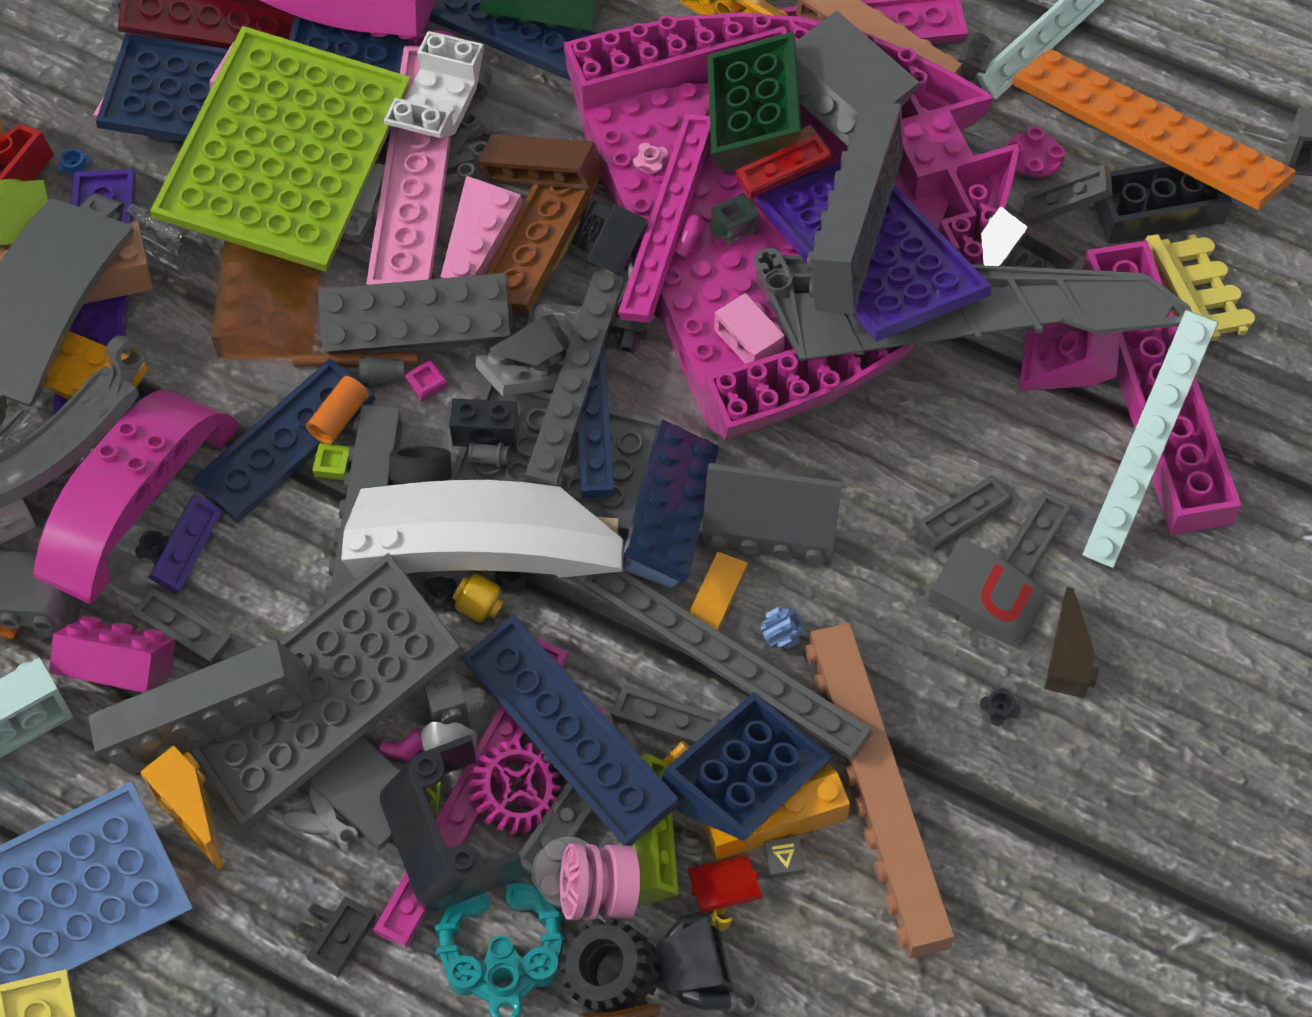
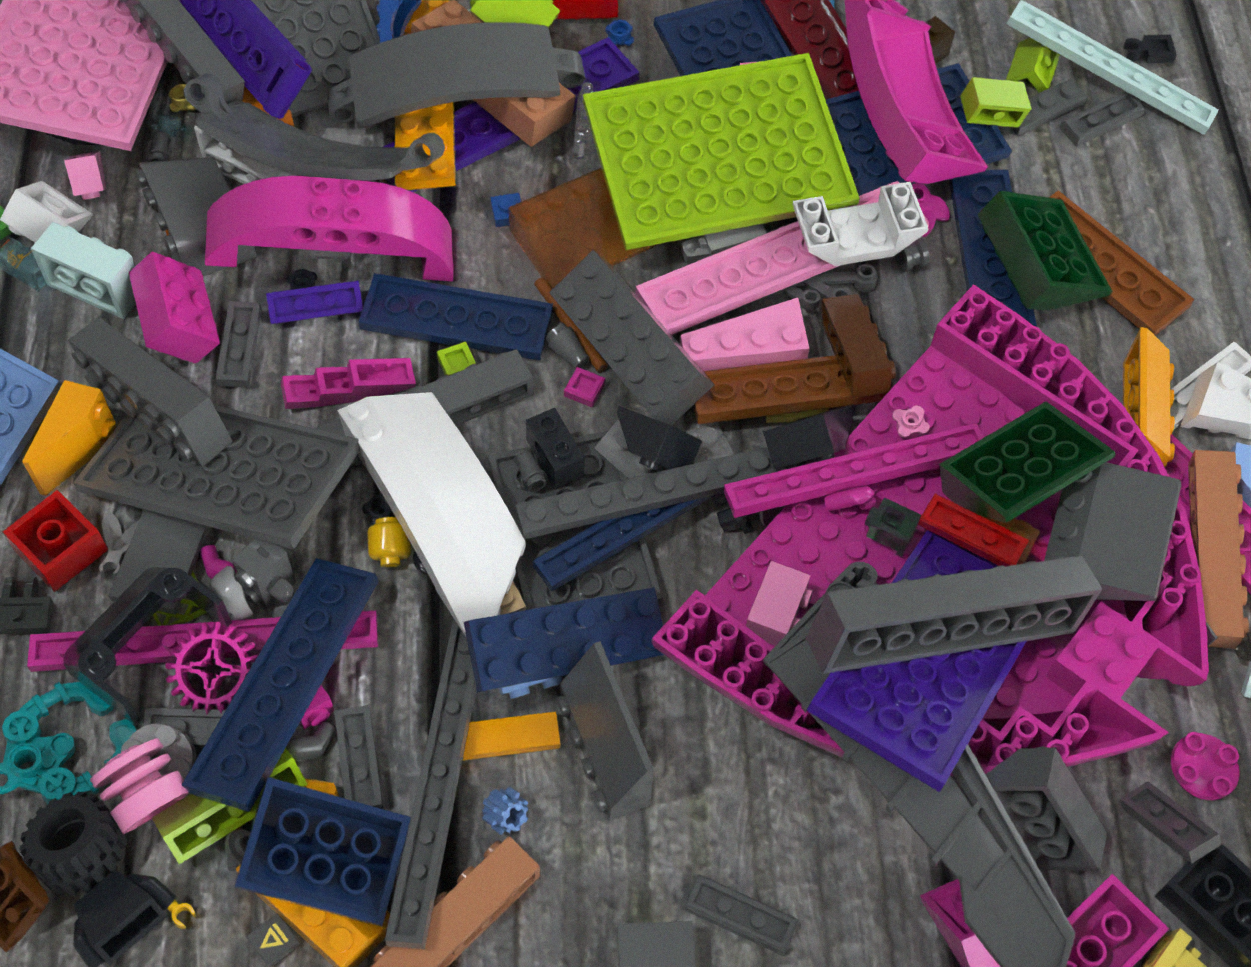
camera: 55 degrees right, 0 degrees up
(196, 347) = (500, 207): none -> blue plate
(290, 558) = (348, 384): none -> dark pink slope
(291, 865) = (55, 540): none -> red brick
(337, 410) = (498, 333): orange pin -> none
(420, 464) = (484, 423): black tyre -> none
(724, 883) = (214, 900): red piece -> none

